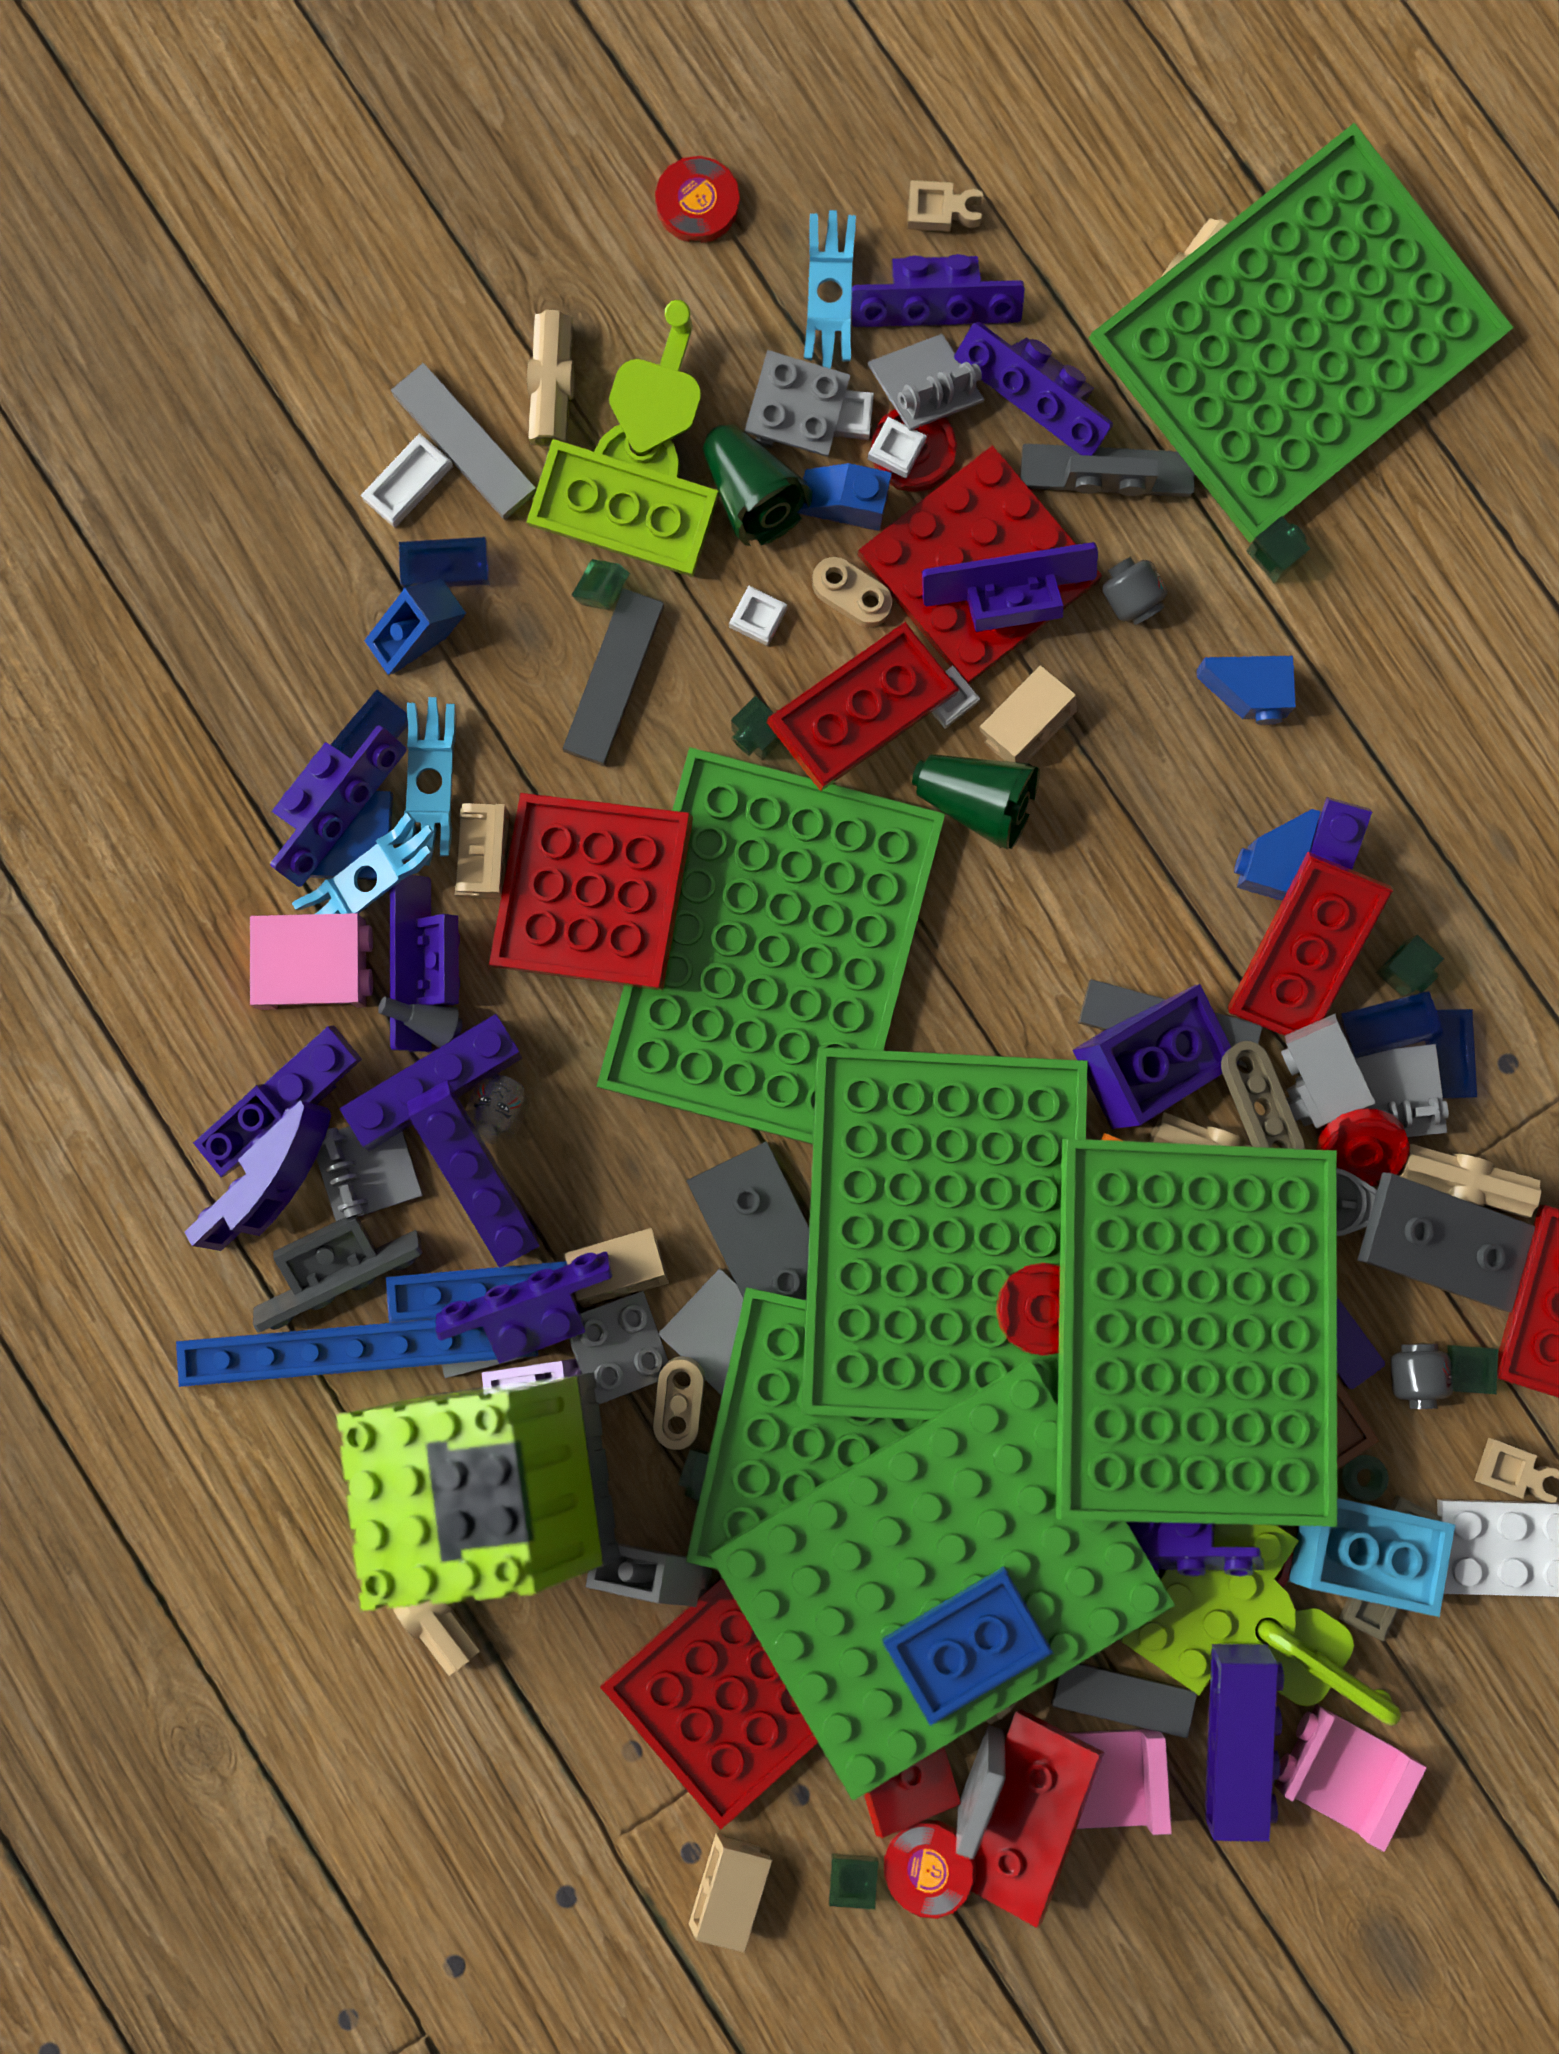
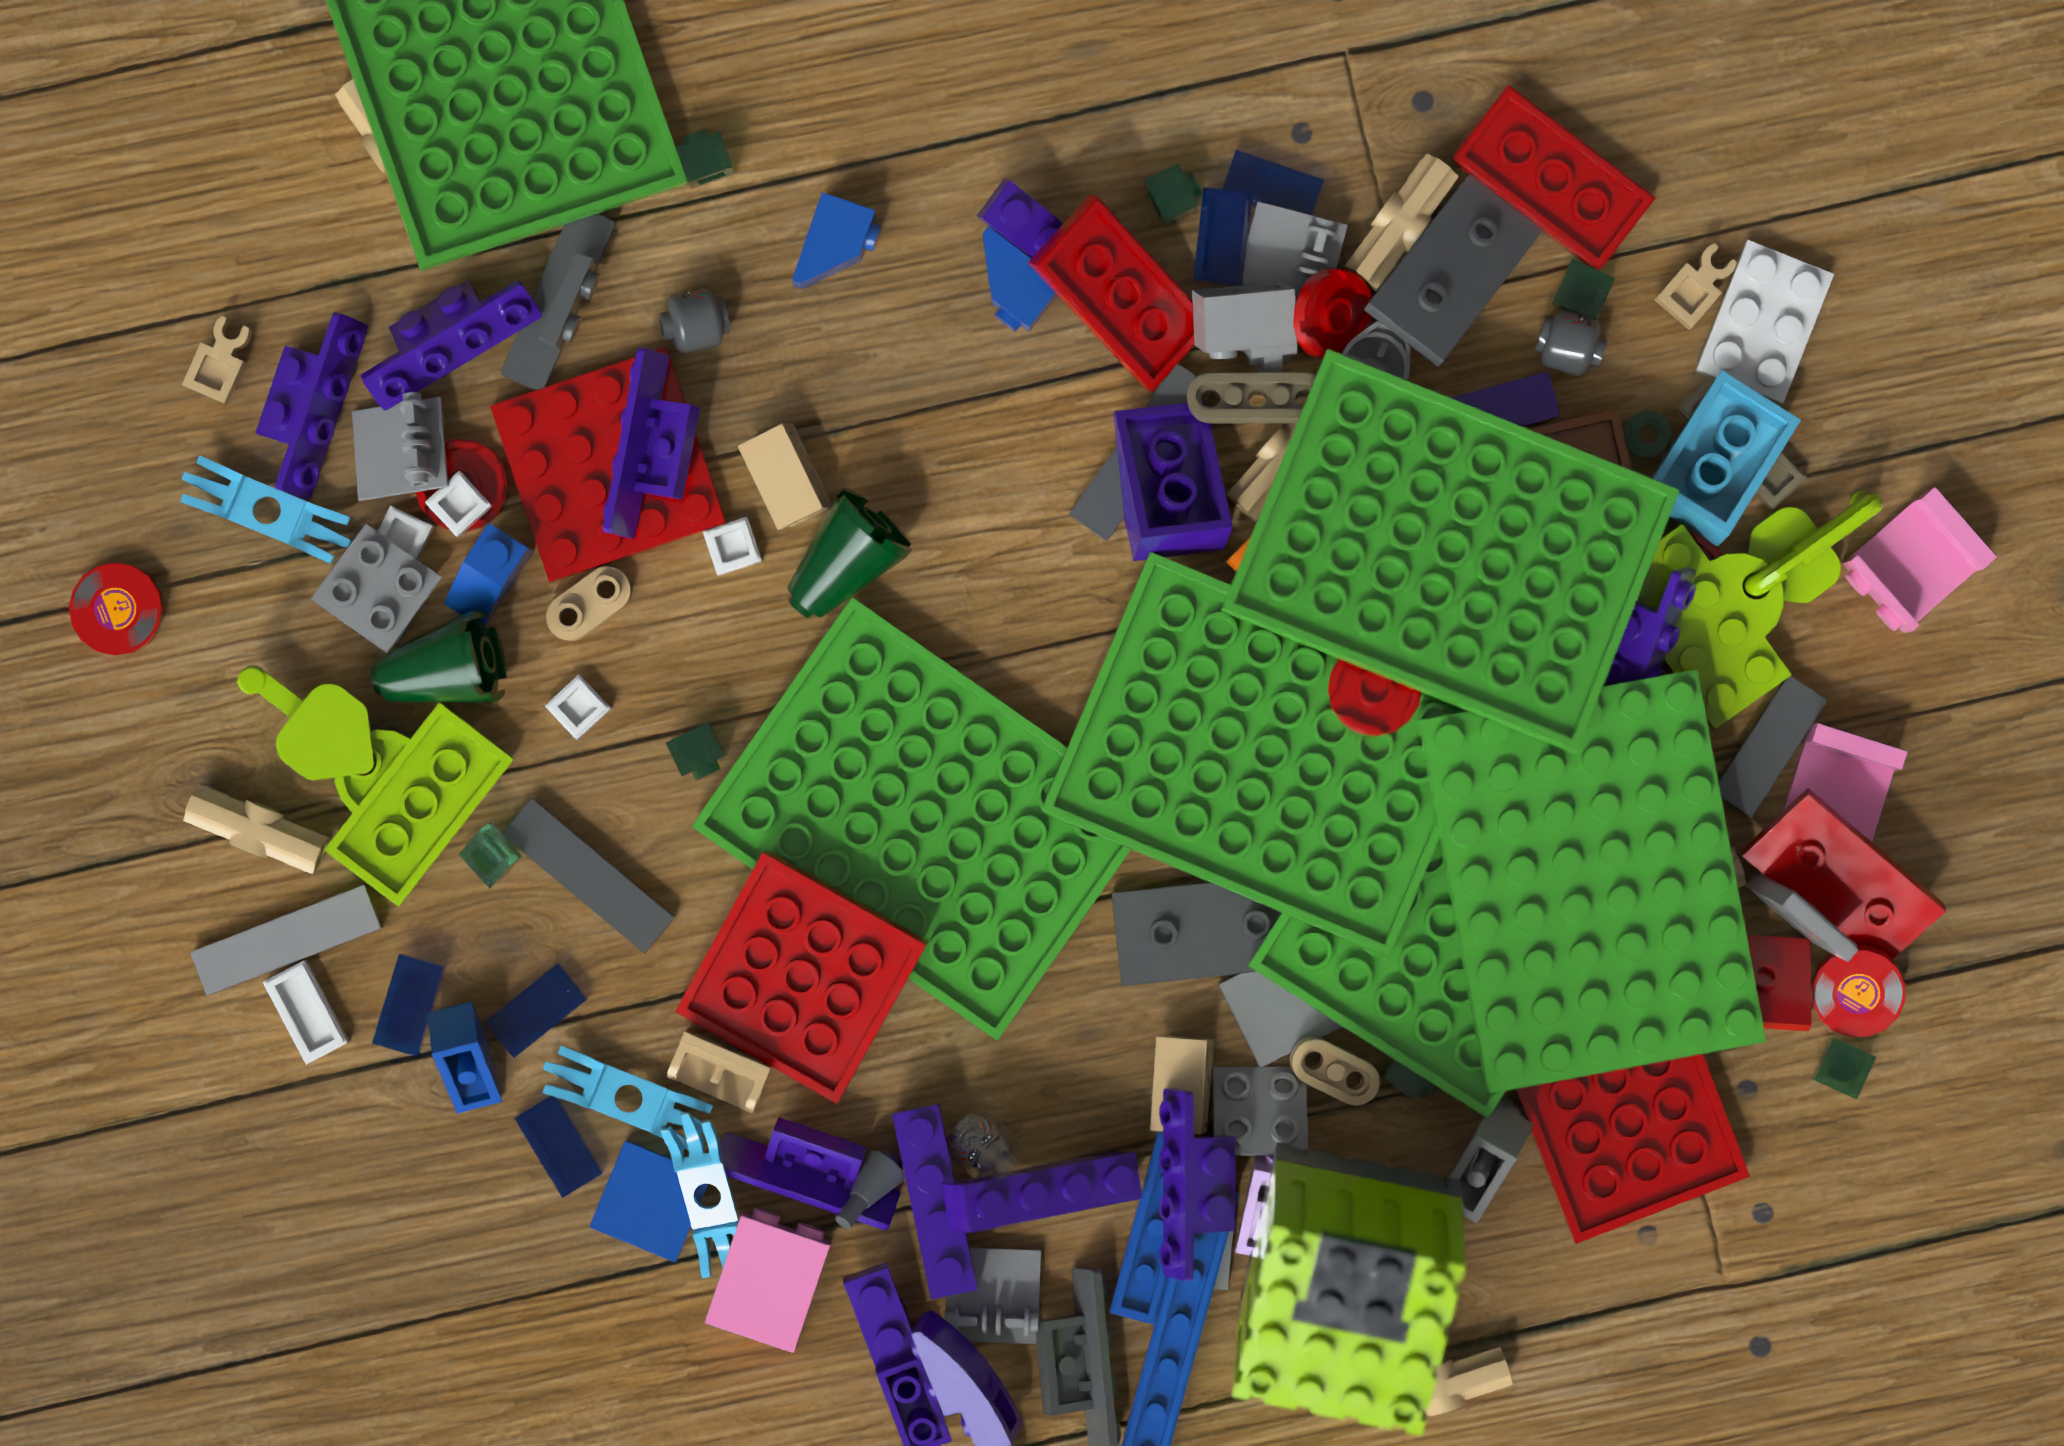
camera: 70 degrees left, 5 degrees up
(329, 799) = (612, 1205): dark purple bracket -> none
(479, 675) = (536, 1010): none -> clear blue tile
(729, 1893) = (1811, 1189): tan hinge -> none
(862, 706) = (715, 639): red plate -> none
(967, 1645) = (1662, 881): blue tile -> none
(1242, 1742) = (1847, 651): dark purple brick -> none

